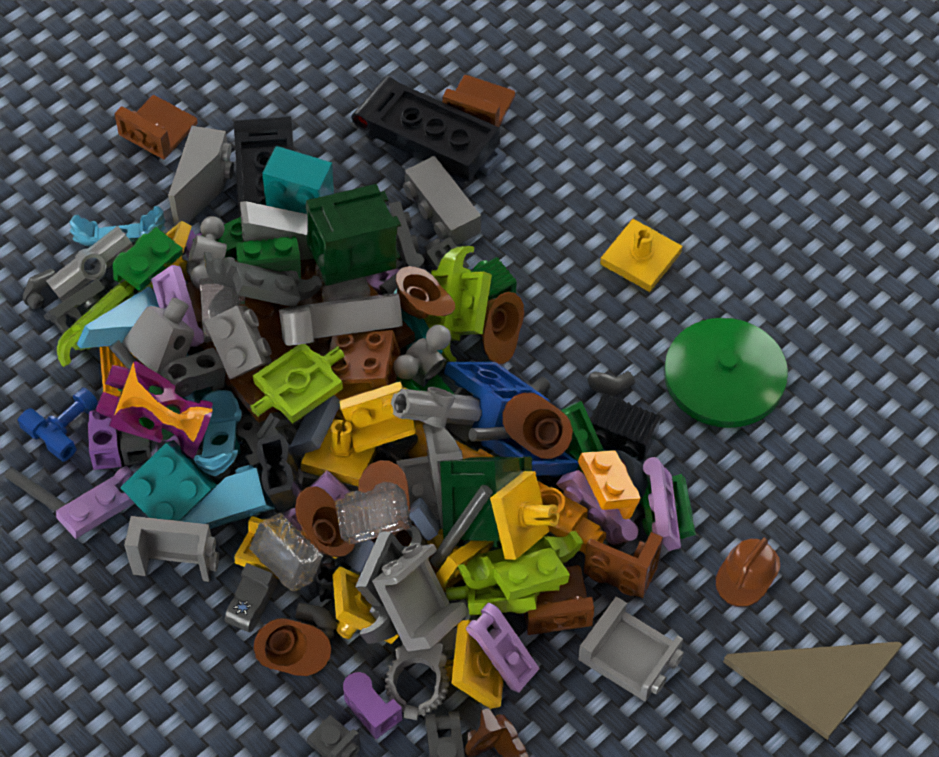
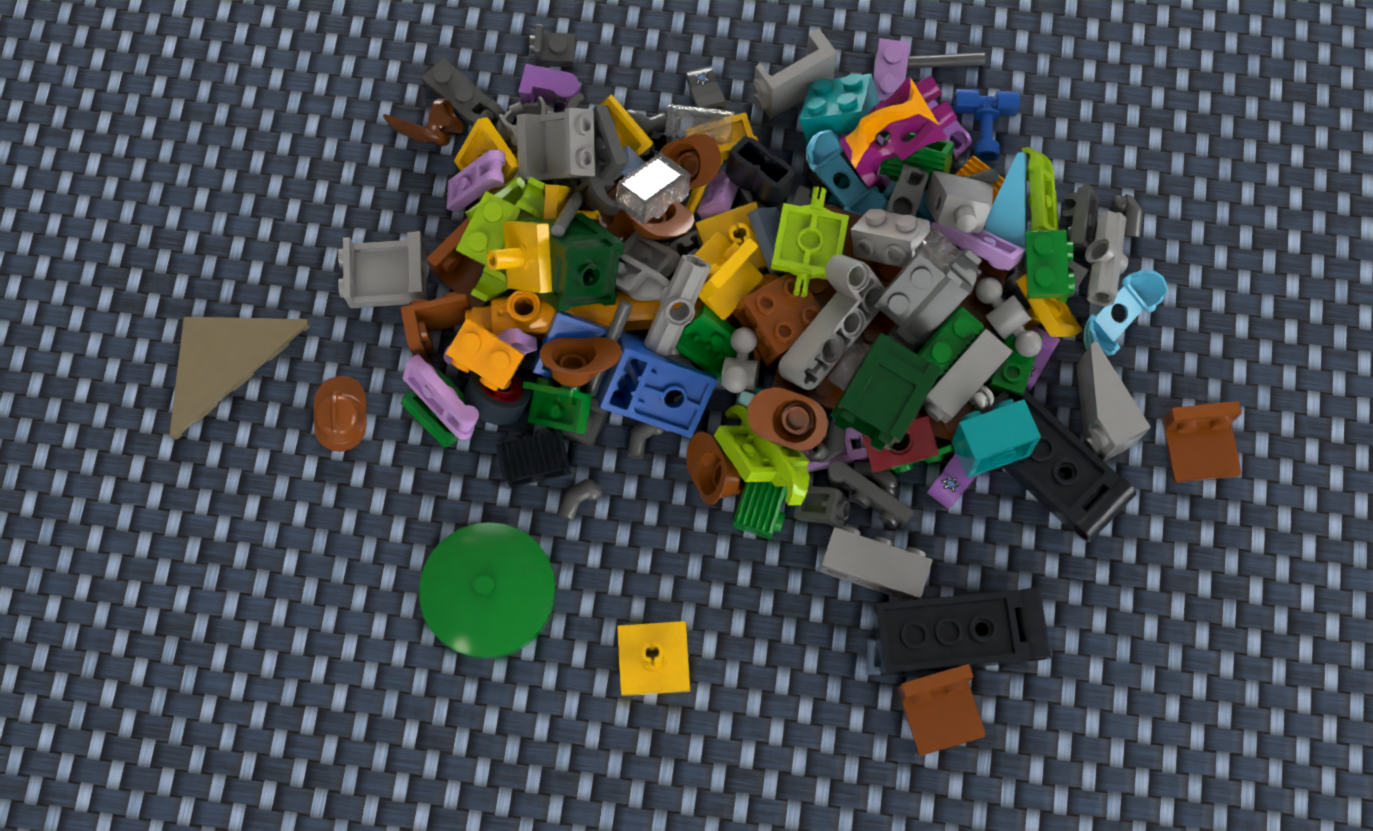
camera: 145 degrees right, 15 degrees up
(232, 499) = (784, 134): medium azure slope -> none
(292, 647) = (647, 81): dark orange piece -> none
(424, 519) = (610, 214): sand blue tile -> none

